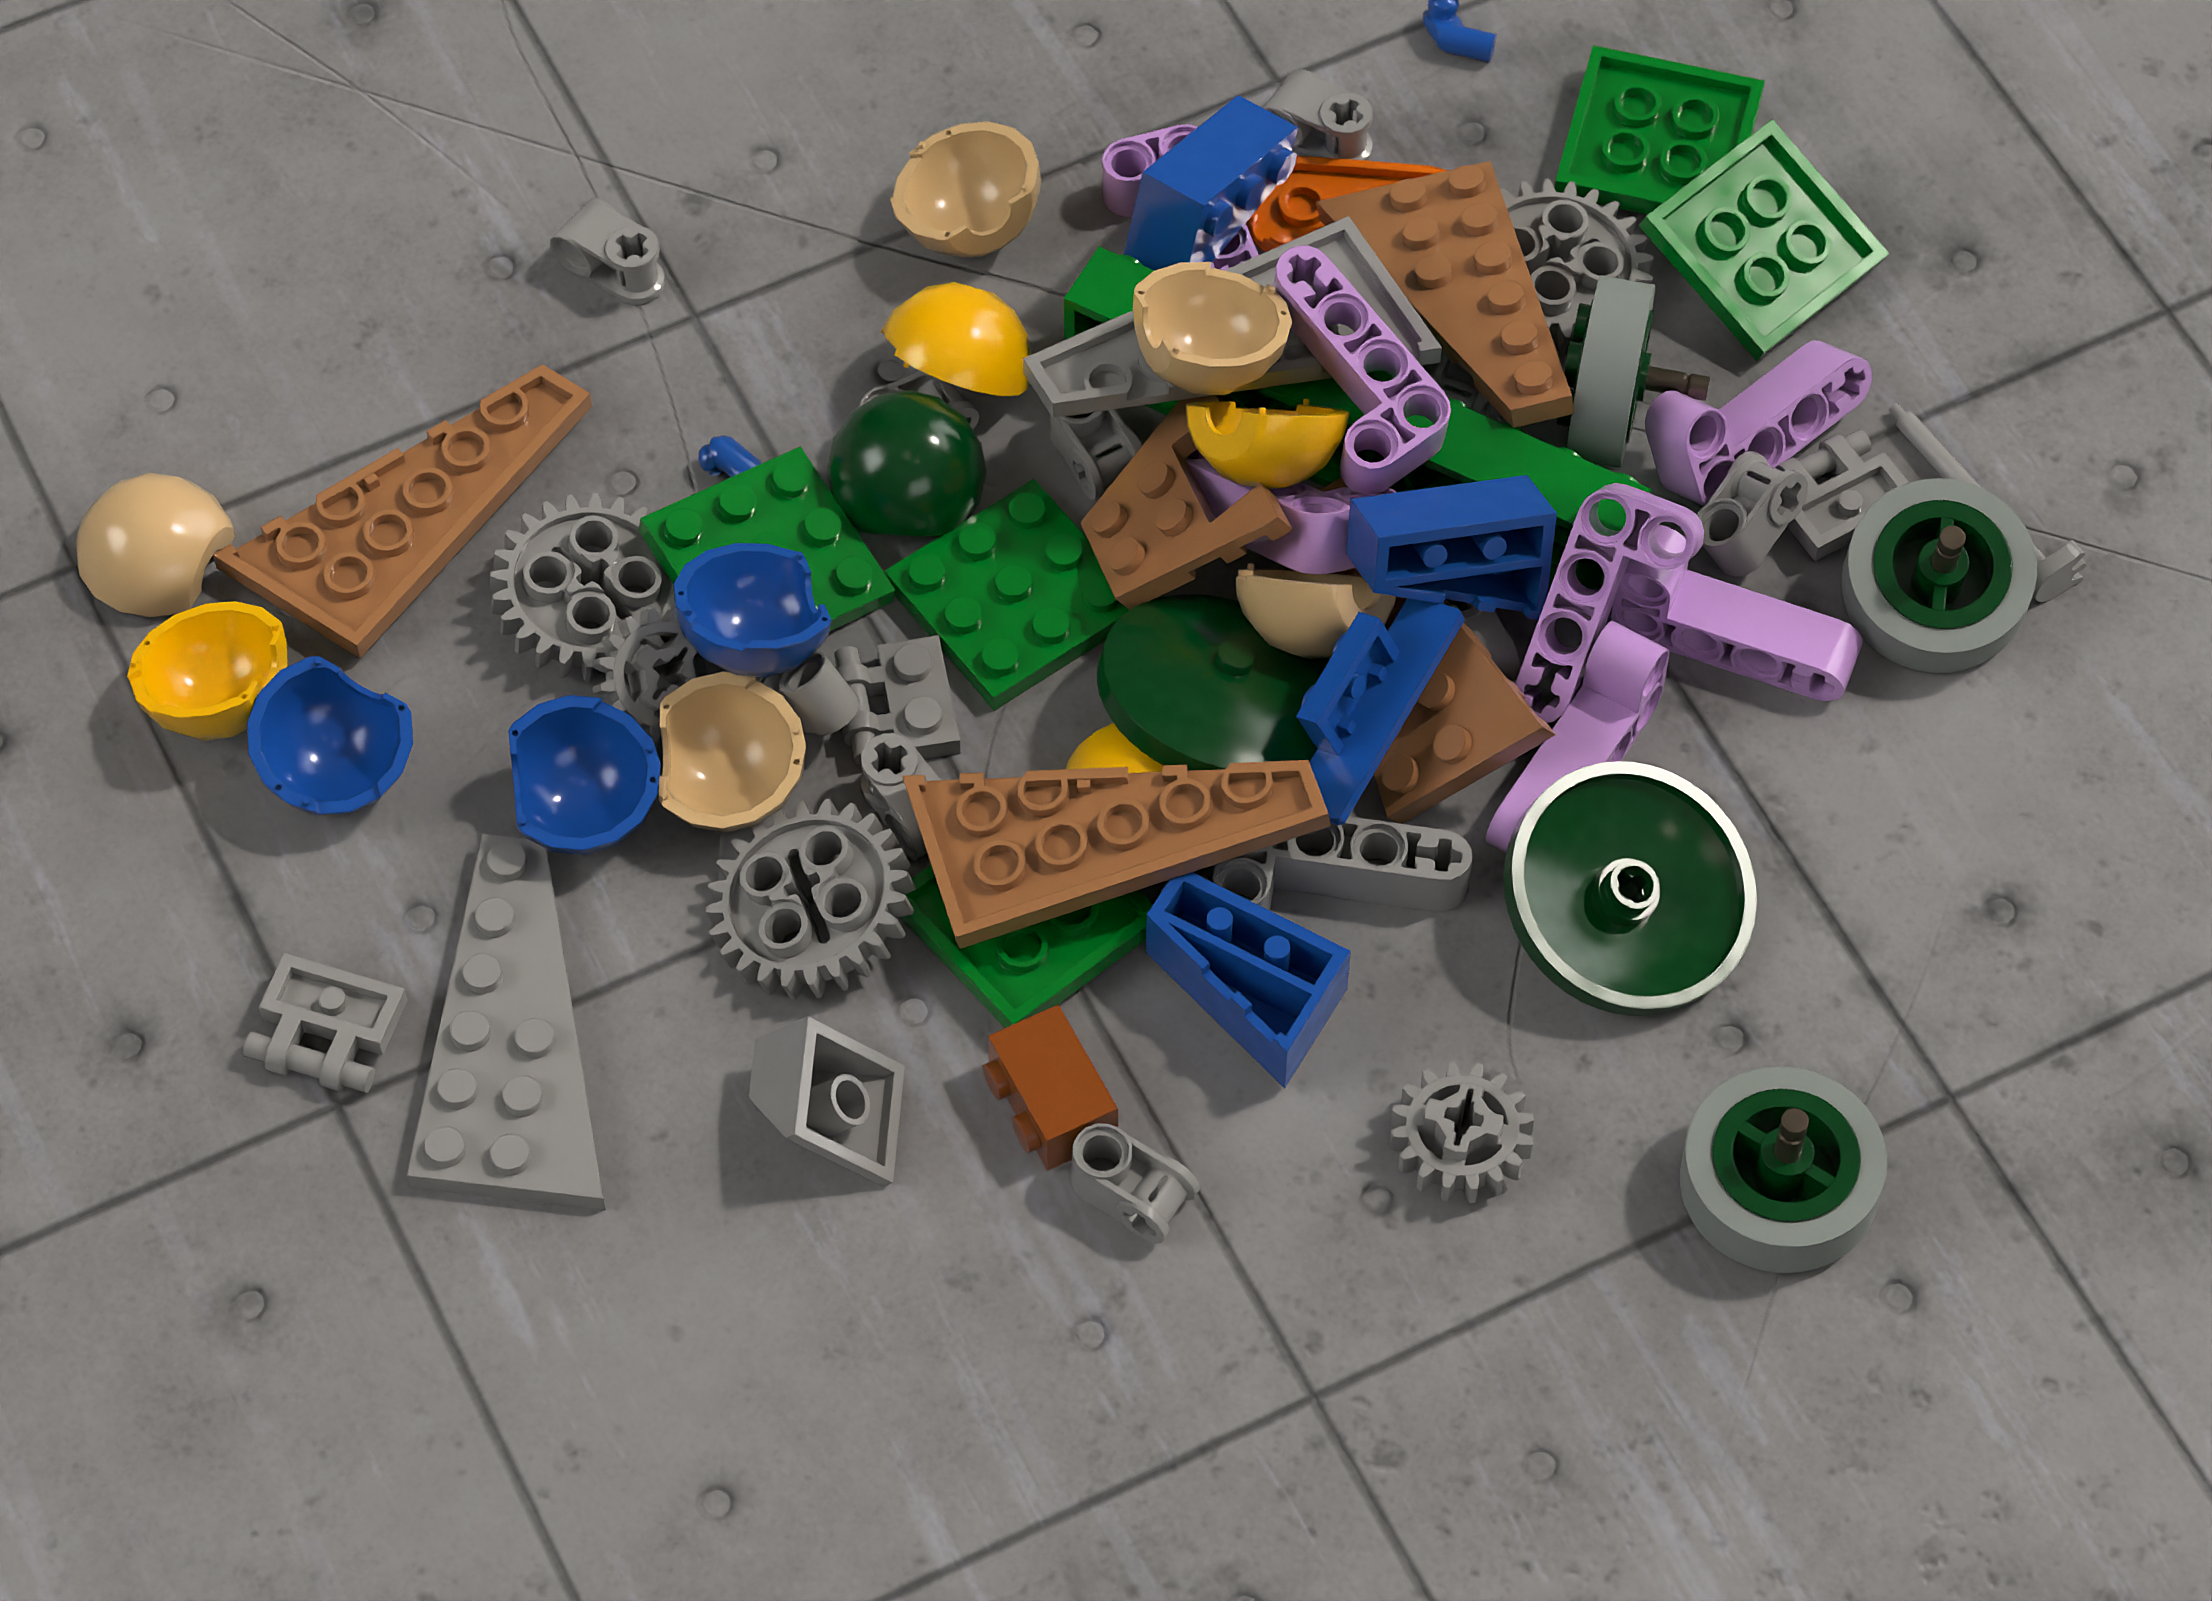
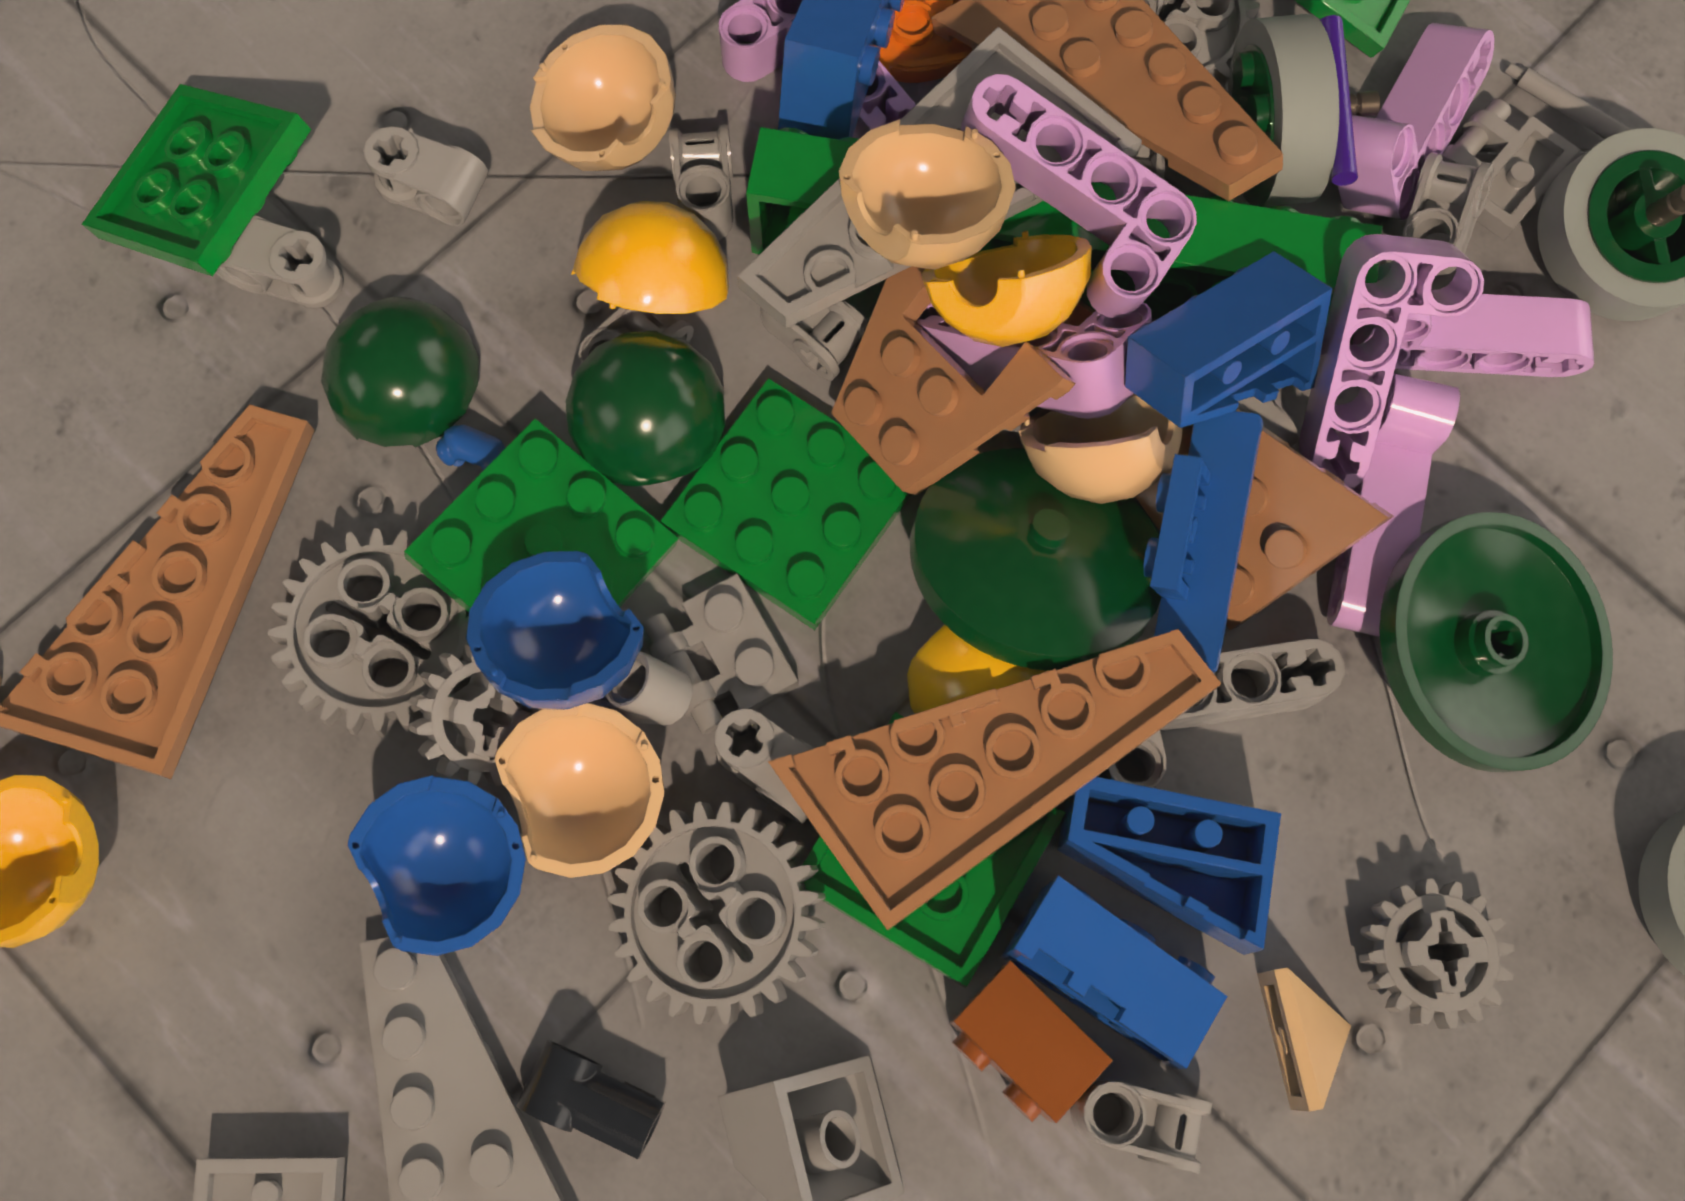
camera: 20 degrees left, 15 degrees up
(327, 739) = (159, 907): blue cylinder -> none
(563, 155) = (197, 178): none -> green plate
(630, 1005) = (575, 1093): none -> black piece
(688, 377) = (399, 372): none -> dark green cylinder
(776, 212) = (424, 174): none -> light grey piece
(1038, 287) = (703, 175): none -> light grey piece
(1148, 1045) = (1115, 973): none -> blue wedge
(1315, 1164) = (1305, 1037): none -> tan slope
(1661, 371) = (1345, 164): none -> dark purple bar

